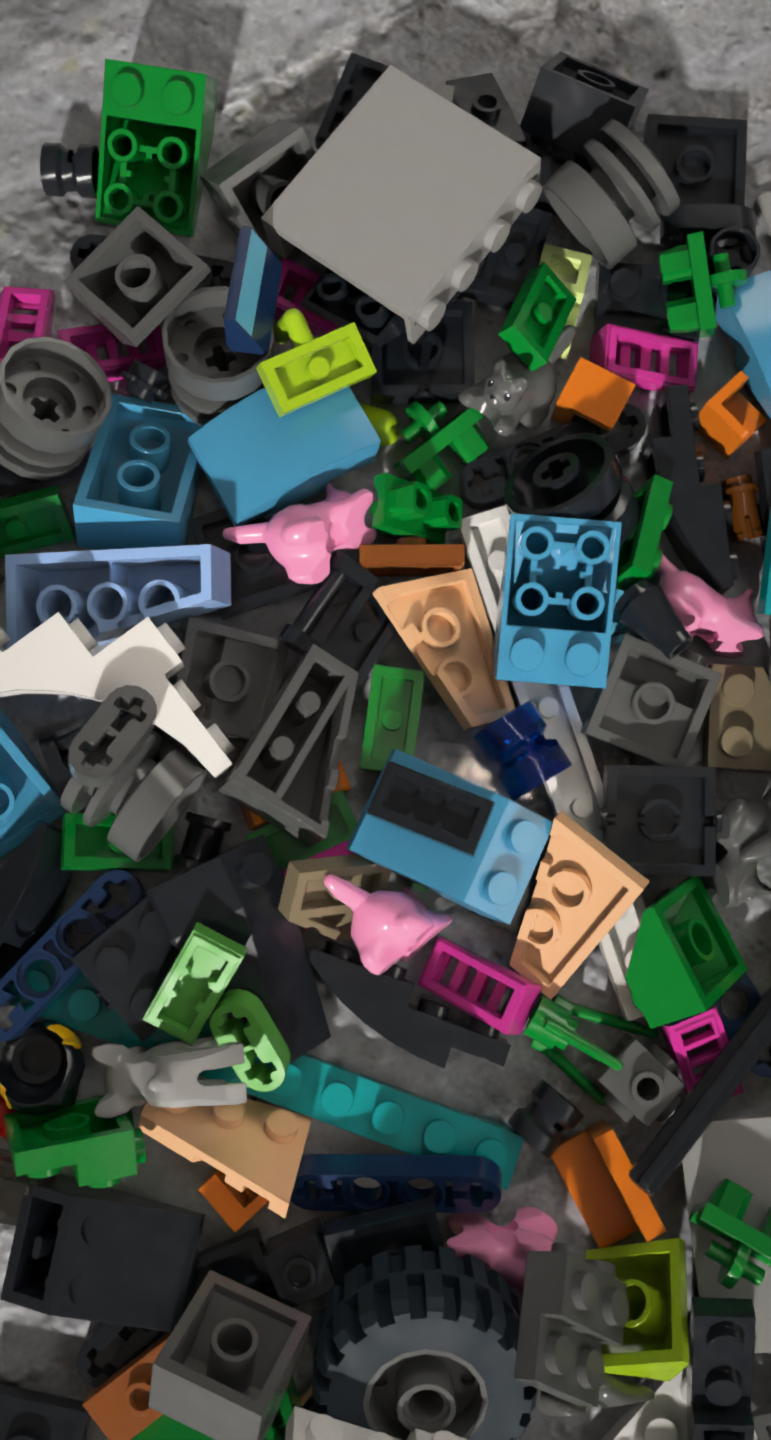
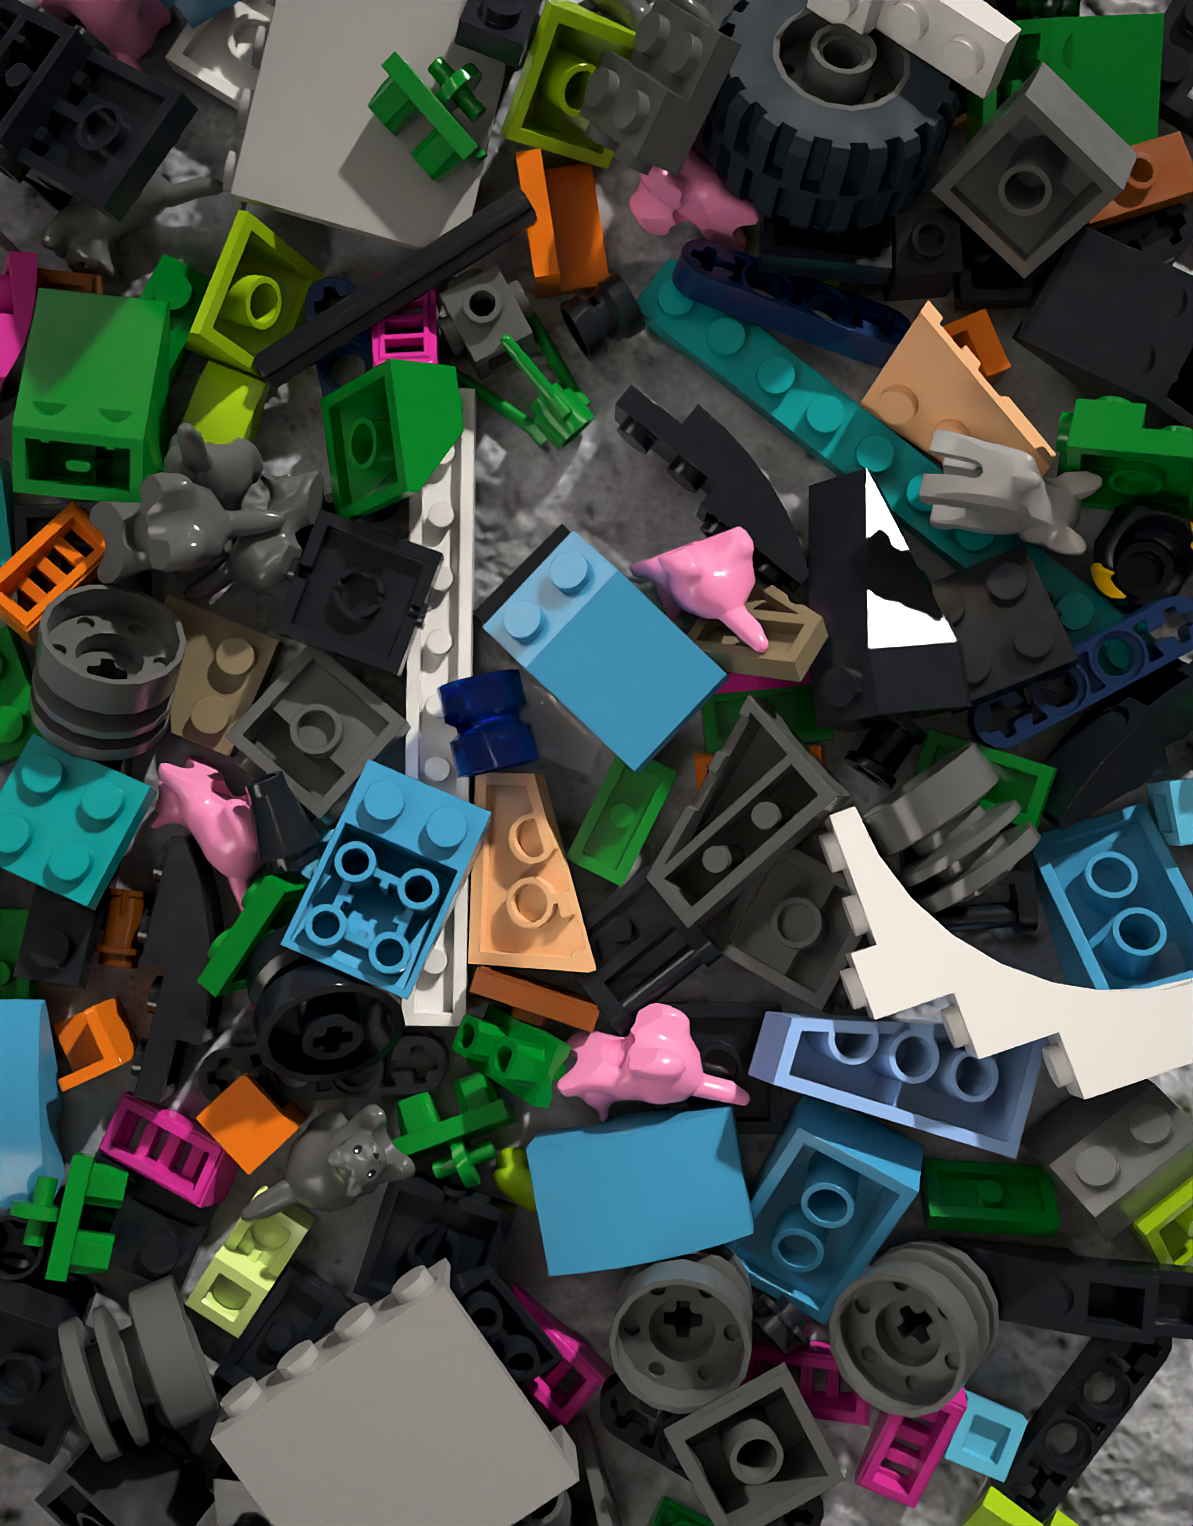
camera: 165 degrees left, 5 degrees up
(102, 728) = (971, 901): dark grey beam -> none
(194, 983) = (948, 584): bright green plate -> none
(252, 295) = (623, 1381): dark blue slope -> none
(258, 1037) = (897, 504): bright green beam -> none
(314, 365) = (574, 1266): lime plate -> none
(431, 808) = (620, 684): black plate -> none
(520, 1003) = (624, 448): dark pink slope -> none
(537, 317) = (282, 1242): green plate -> none
(574, 905) = (491, 531): light nougat wing -> none

